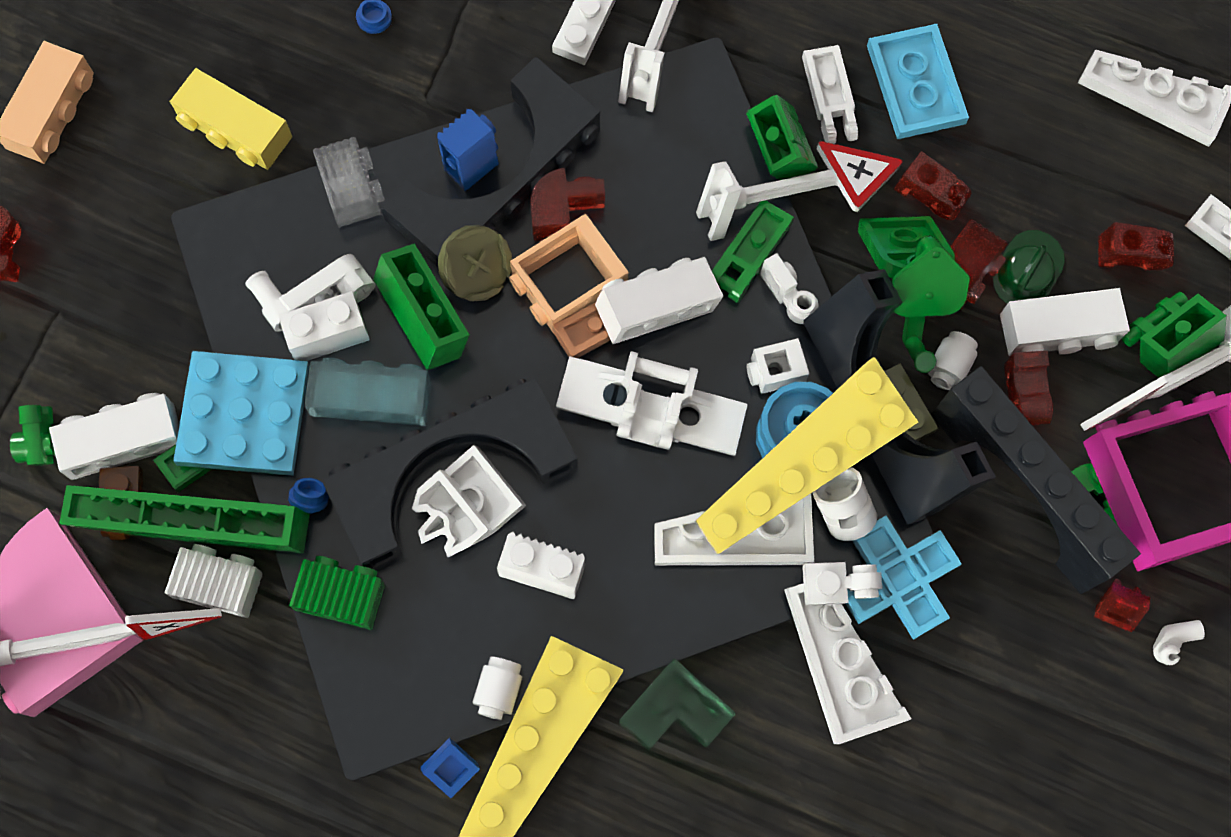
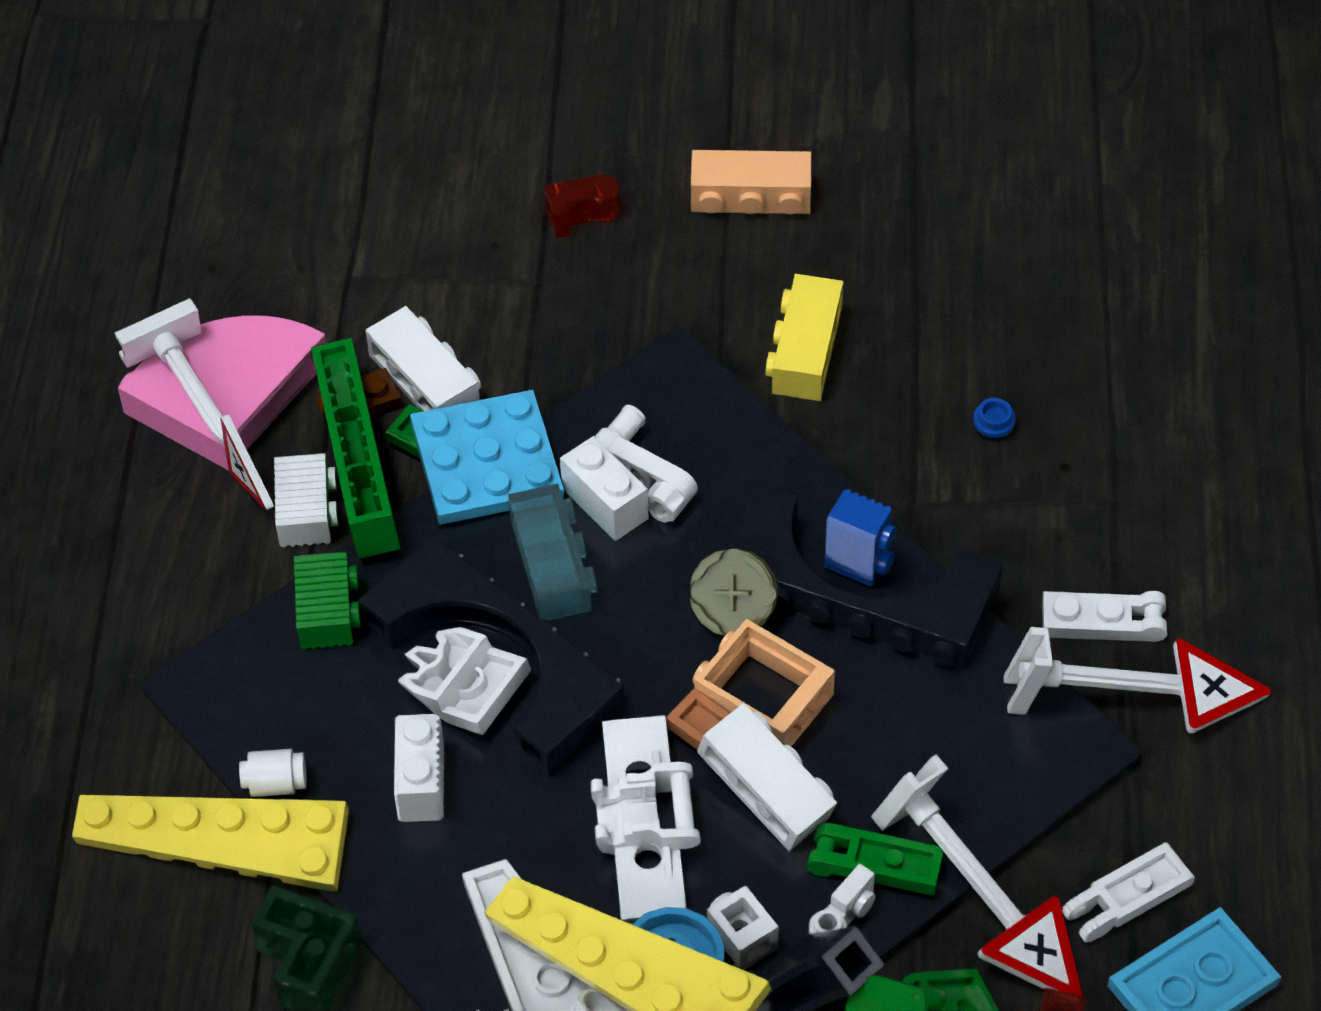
camera: 75 degrees right, 20 degrees down
(35, 442) = (387, 299): green plate -> none
(308, 495) = (415, 534): blue plate -> none
(347, 181) = (779, 452): clear brick -> none
(420, 306) = (660, 560): green brick -> none
(450, 768) = (179, 765): blue plate -> none
(555, 197) = (848, 646): clear red brick -> none
(781, 139) = (1033, 849): green brick -> none

